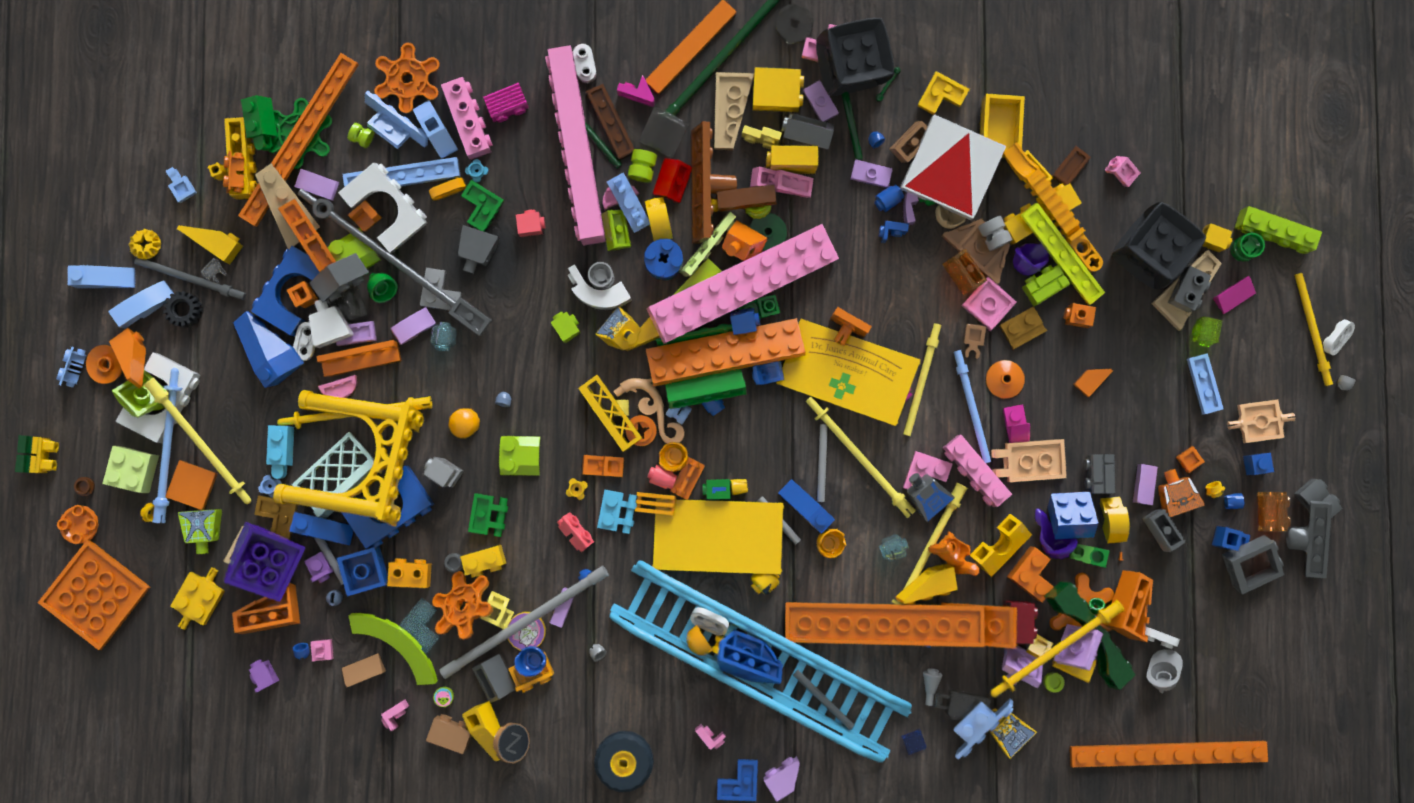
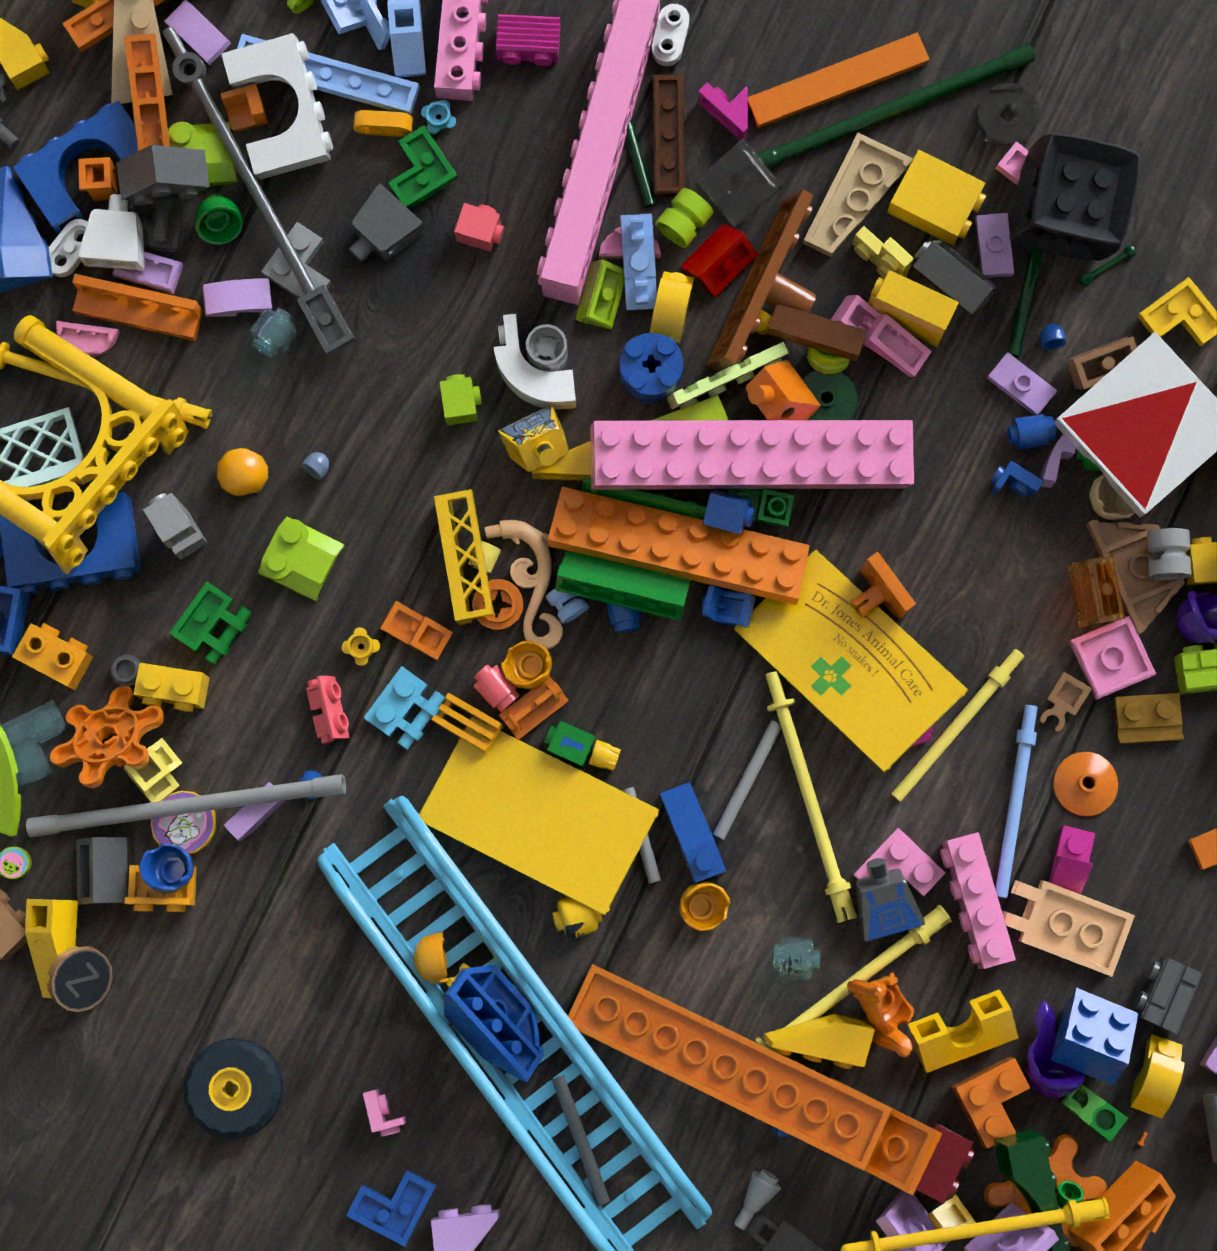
camera: 30 degrees right, 5 degrees down
(597, 652) = (273, 905): light grey hinge -> none
(709, 621) = (464, 937): white plate -> none

